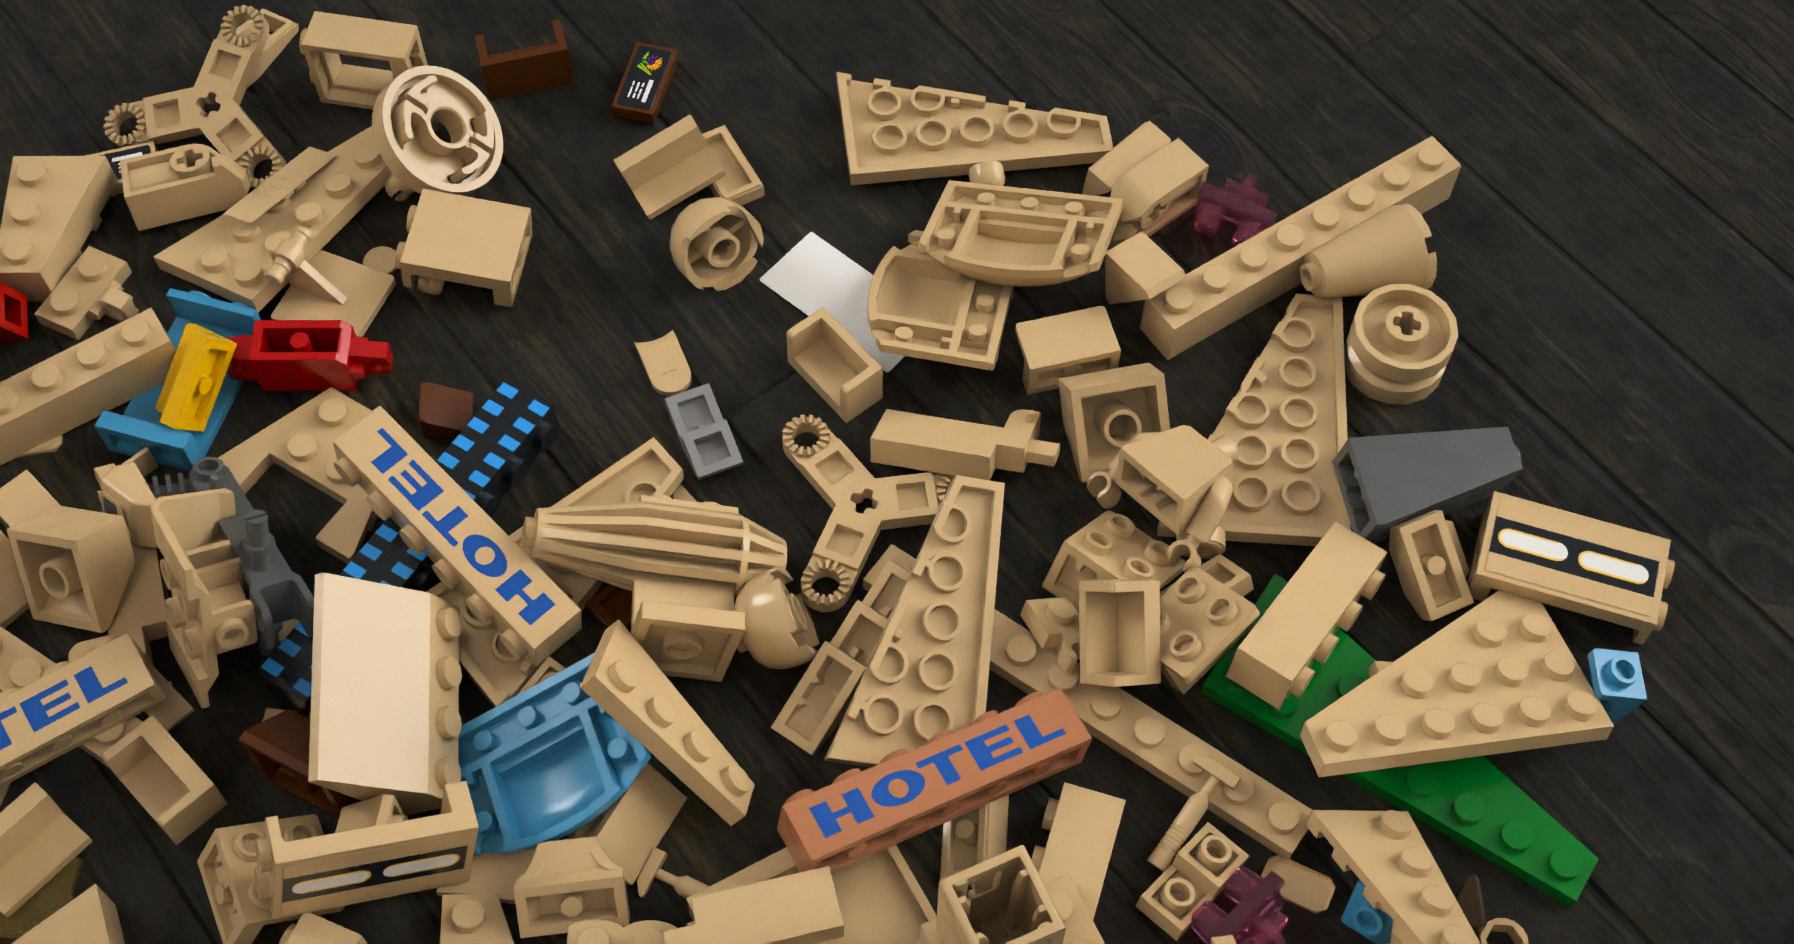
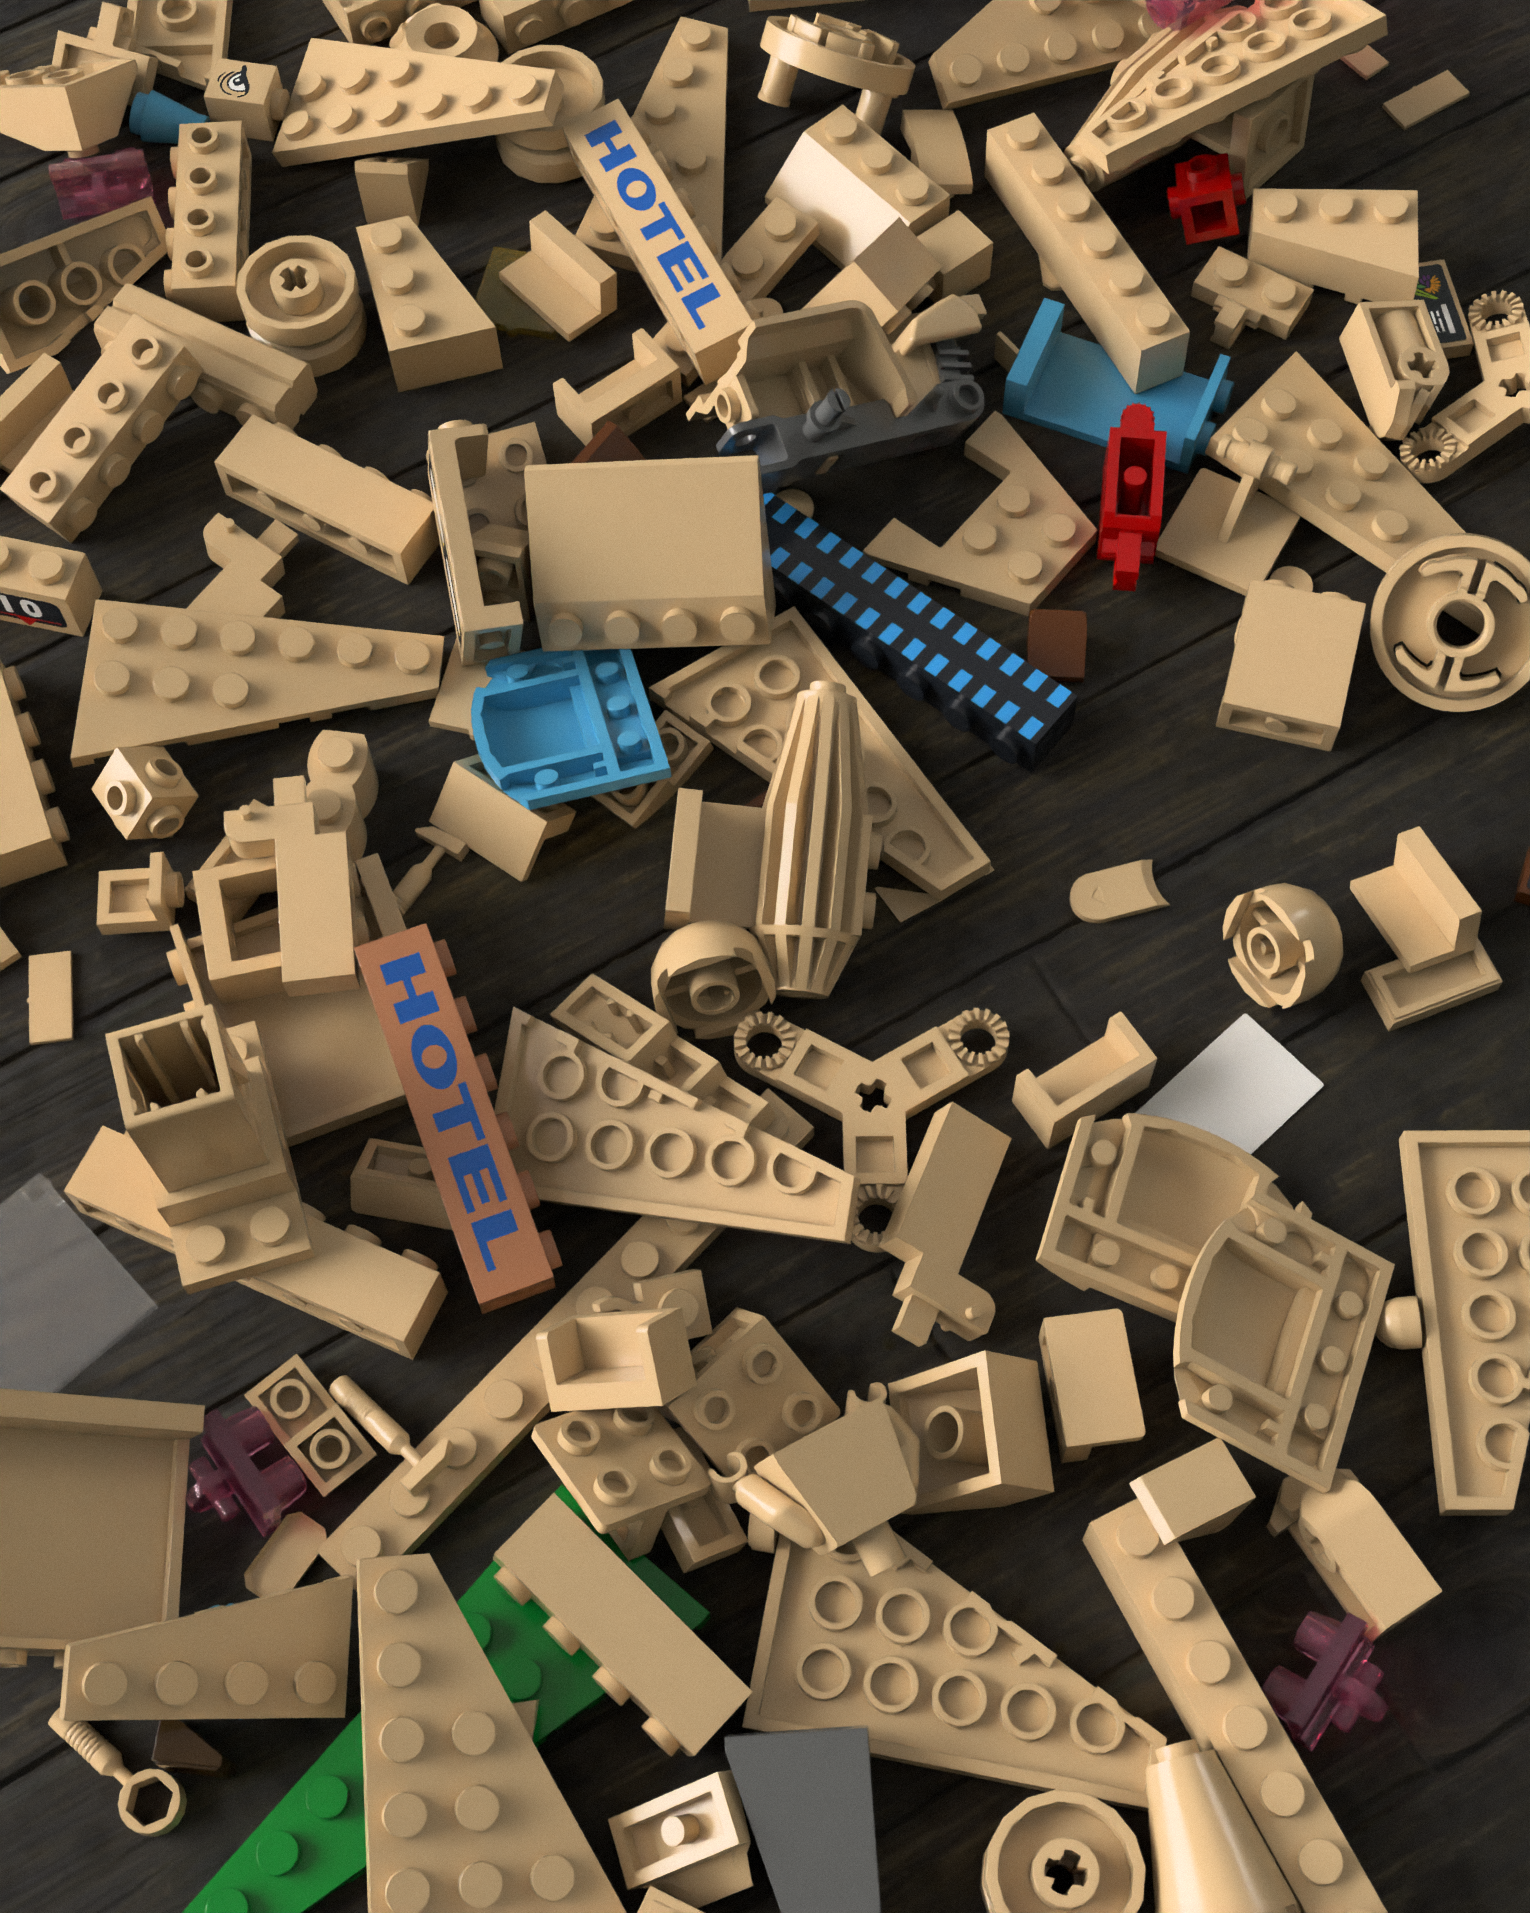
camera: 100 degrees right, 5 degrees up
(194, 378) = (1096, 383): yellow panel -> none
(280, 185) = (1390, 464): tan piece -> none
(457, 536) = (848, 627): tan brick -> none
(568, 885) = (415, 746): tan slope -> none
(657, 715) = (583, 819): tan wing -> none
(703, 432) = (1003, 928): light grey slope -> none
(1123, 157) = (1425, 1523): tan slope -> none

